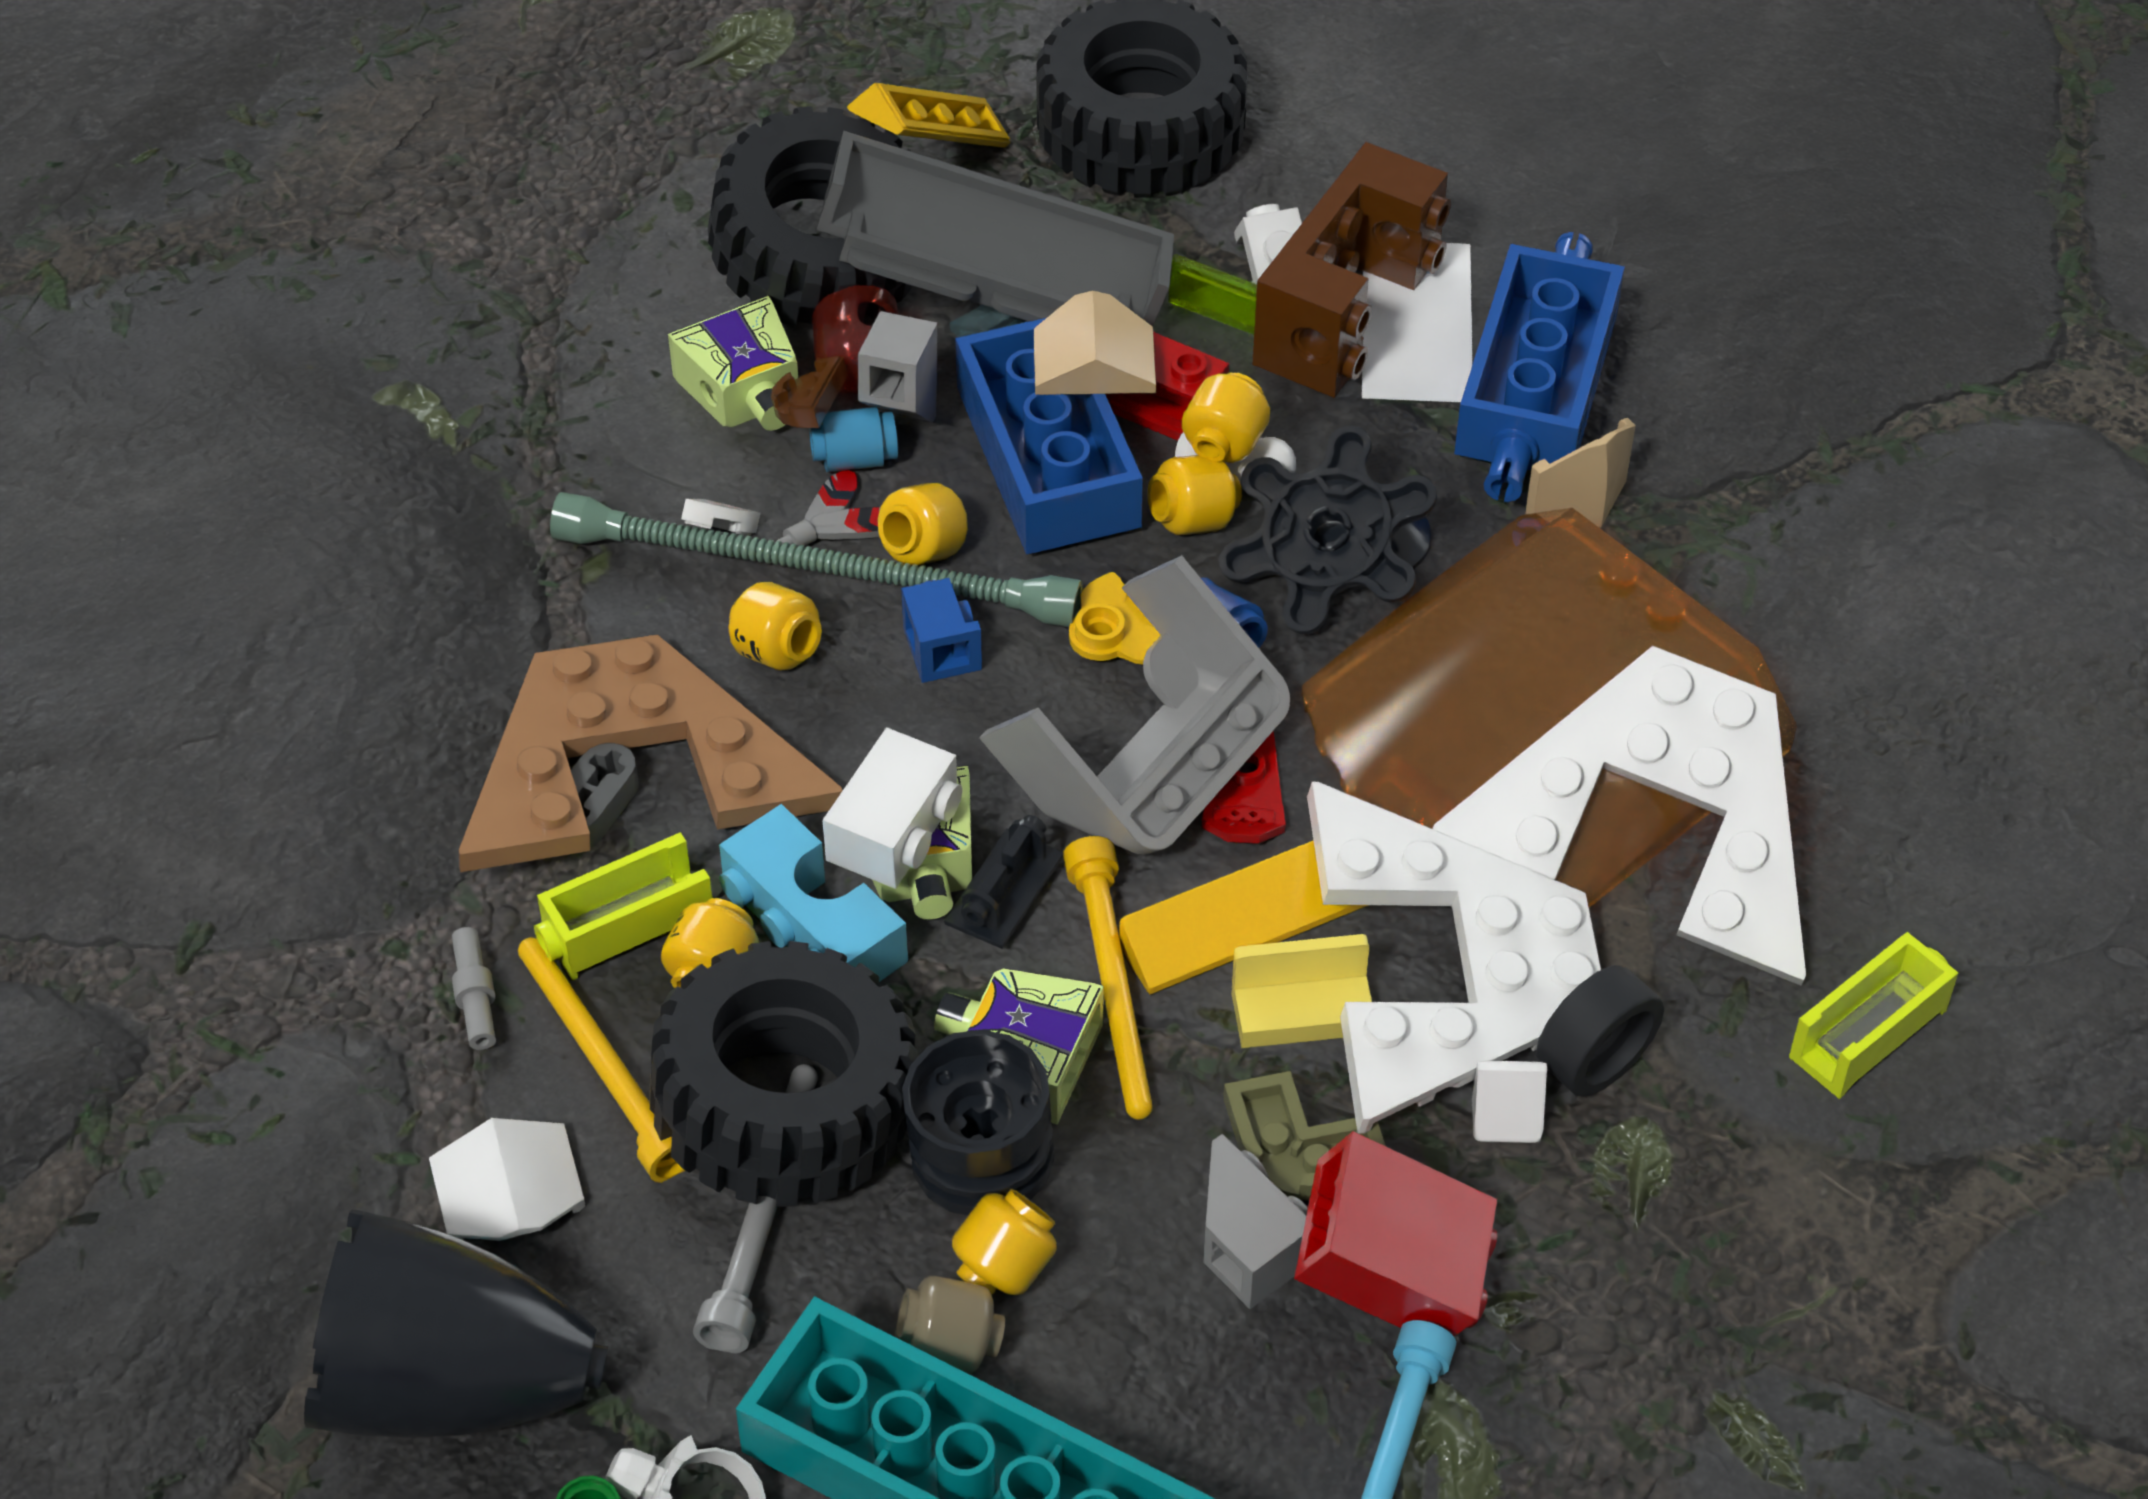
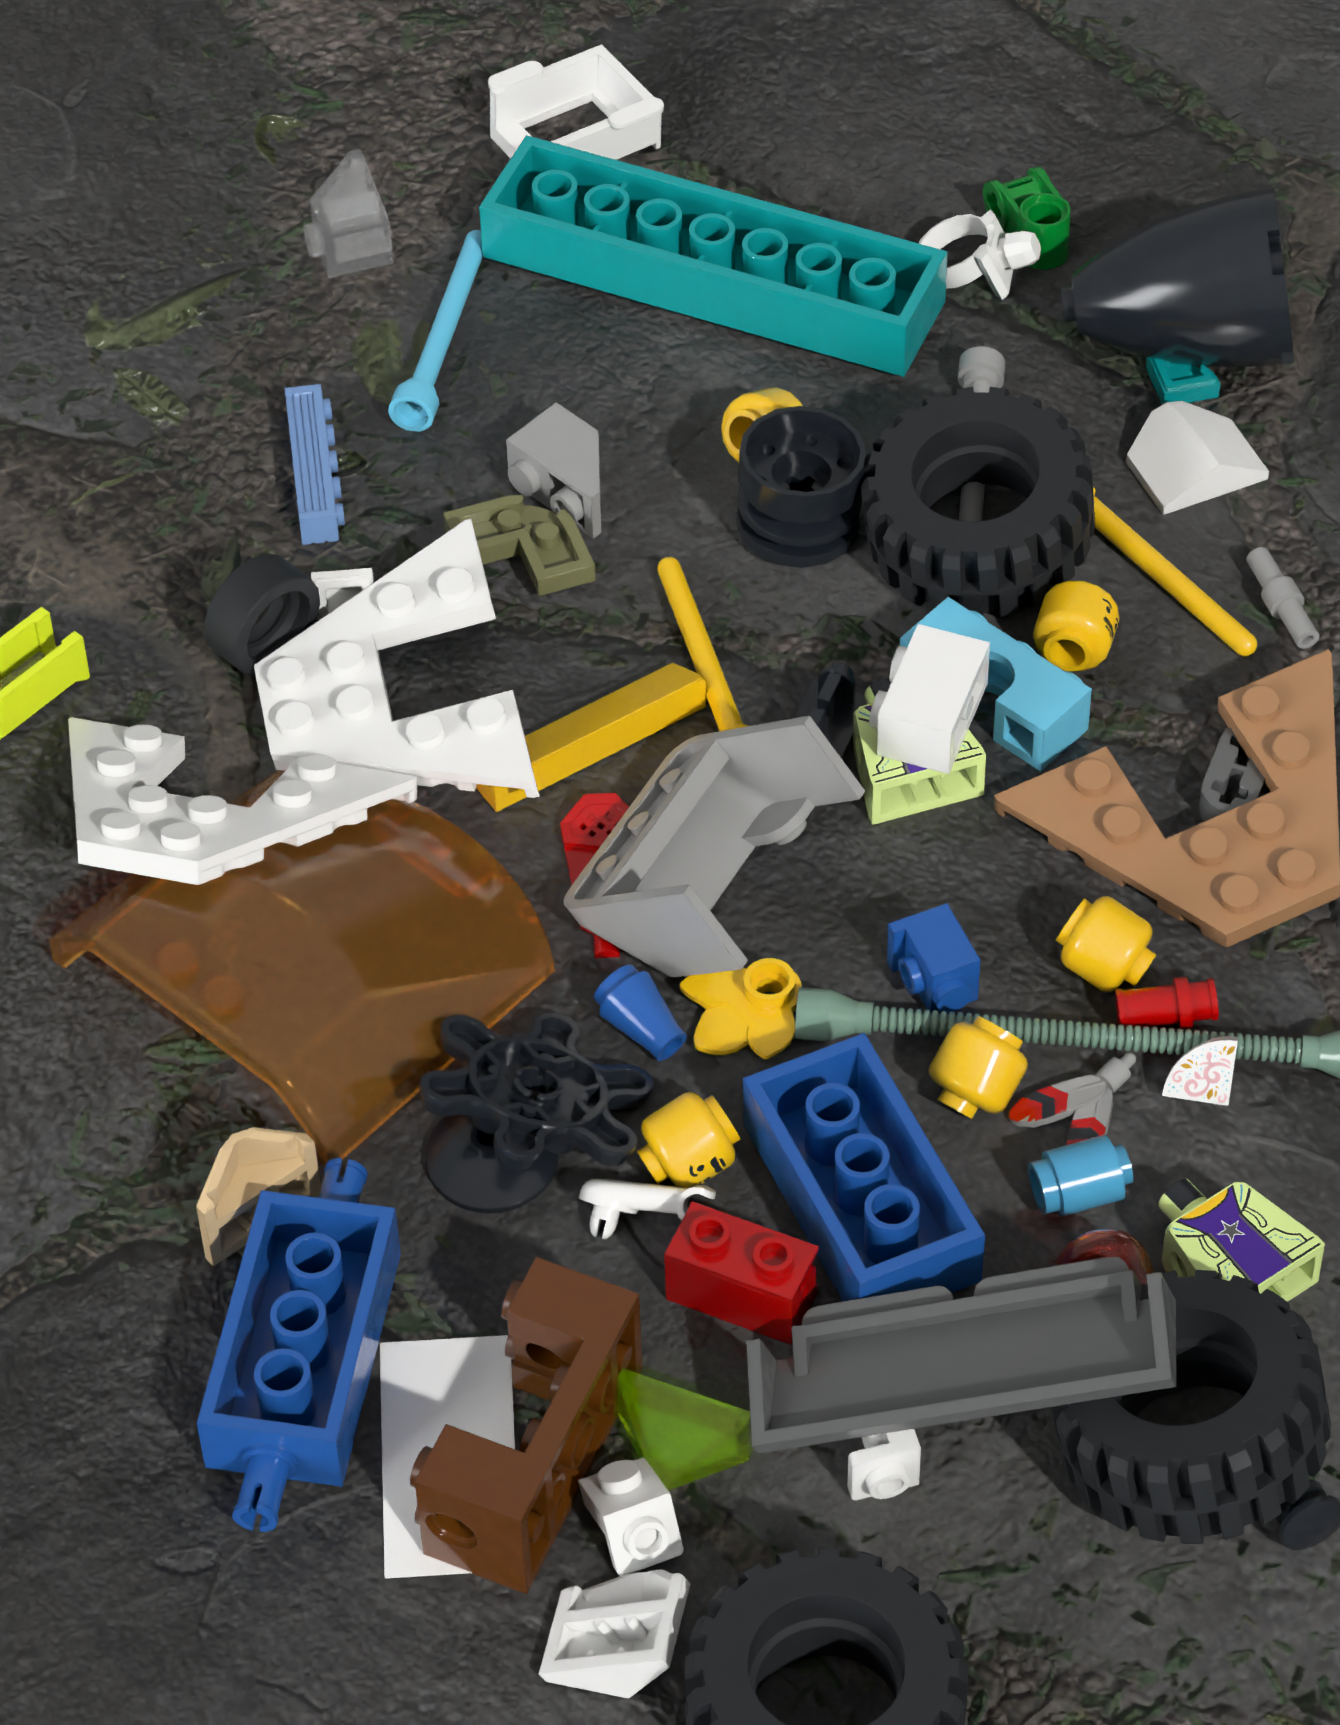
camera: 175 degrees right, 0 degrees up
(619, 905) = (1165, 661): neon yellow window -> none
(726, 577) = (1168, 1004): none -> red pin
(808, 398) = (1140, 1168): reddish brown plate -> none
(900, 367) = (1039, 1195): light grey slope -> none
(930, 115) = (1086, 1559): yellow slope -> none
(951, 1322) = (803, 368): dark tan head -> none
(1041, 1011) = (775, 591): torso -> none
(1094, 349) = (818, 1209): tan slope -> none
(1226, 417) = (659, 1163): yellow head -> none
(1285, 164) = (615, 1633): none -> white slope
(1297, 988) = (533, 660): light yellow panel -> none
(1396, 1237) = (438, 437): brick -> none
(1547, 1285) = (314, 464): none -> medium blue piece

